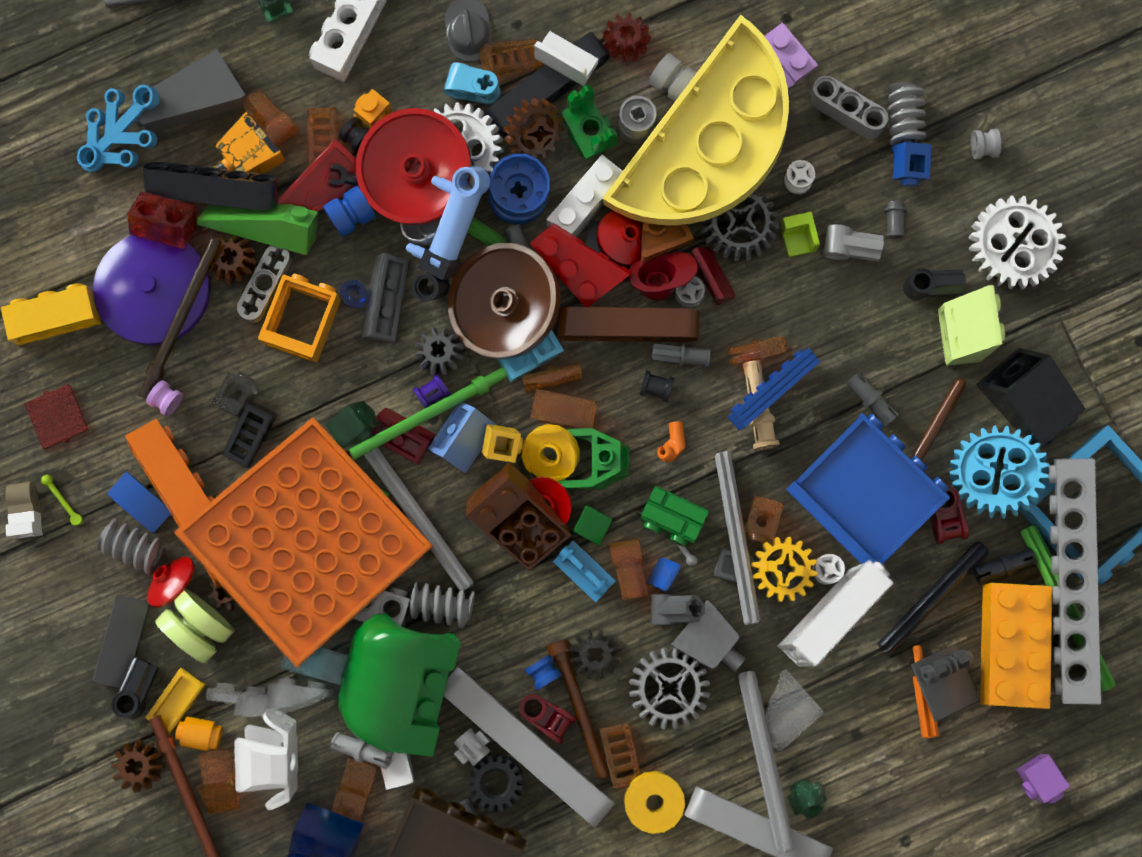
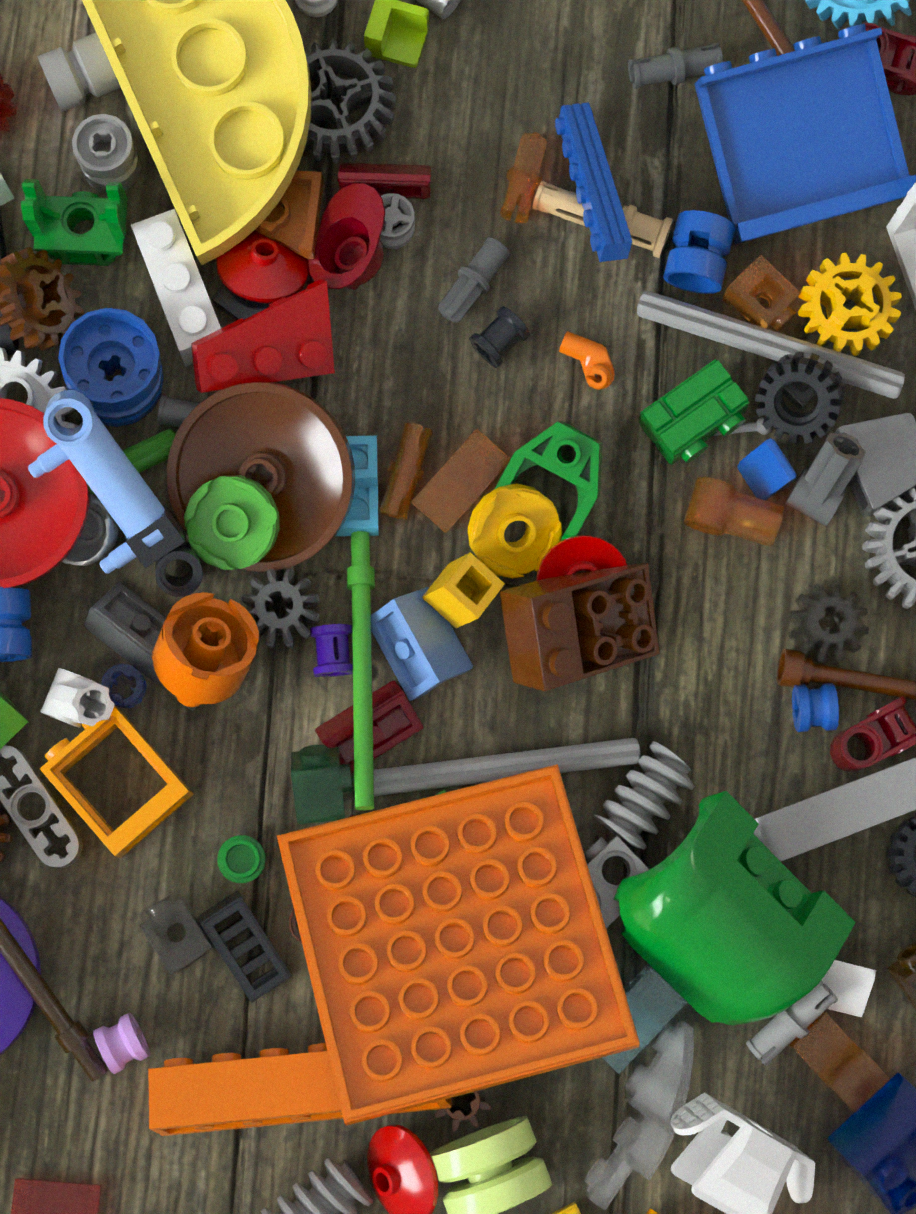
camera: 70 degrees left, 0 degrees up
(139, 502) = (255, 1162): blue slope -> none
(294, 407) = (241, 859): none -> green plate
(330, 273) = (77, 700): none -> white piece
(396, 336) = (205, 649): none -> orange brick
(470, 299) = (232, 522): none -> bright green tile
(472, 746) = (868, 862): light grey gear -> none
(584, 571) = (703, 576): dark azure hinge -> none
(592, 525) = (643, 531): green slope -> none
(628, 324) = (391, 326): reddish brown beam -> none
(699, 570) = (800, 424): none -> black tyre
(757, 470) = (700, 243): none -> blue wheel
(835, 567) = (882, 242): white wheel -> none

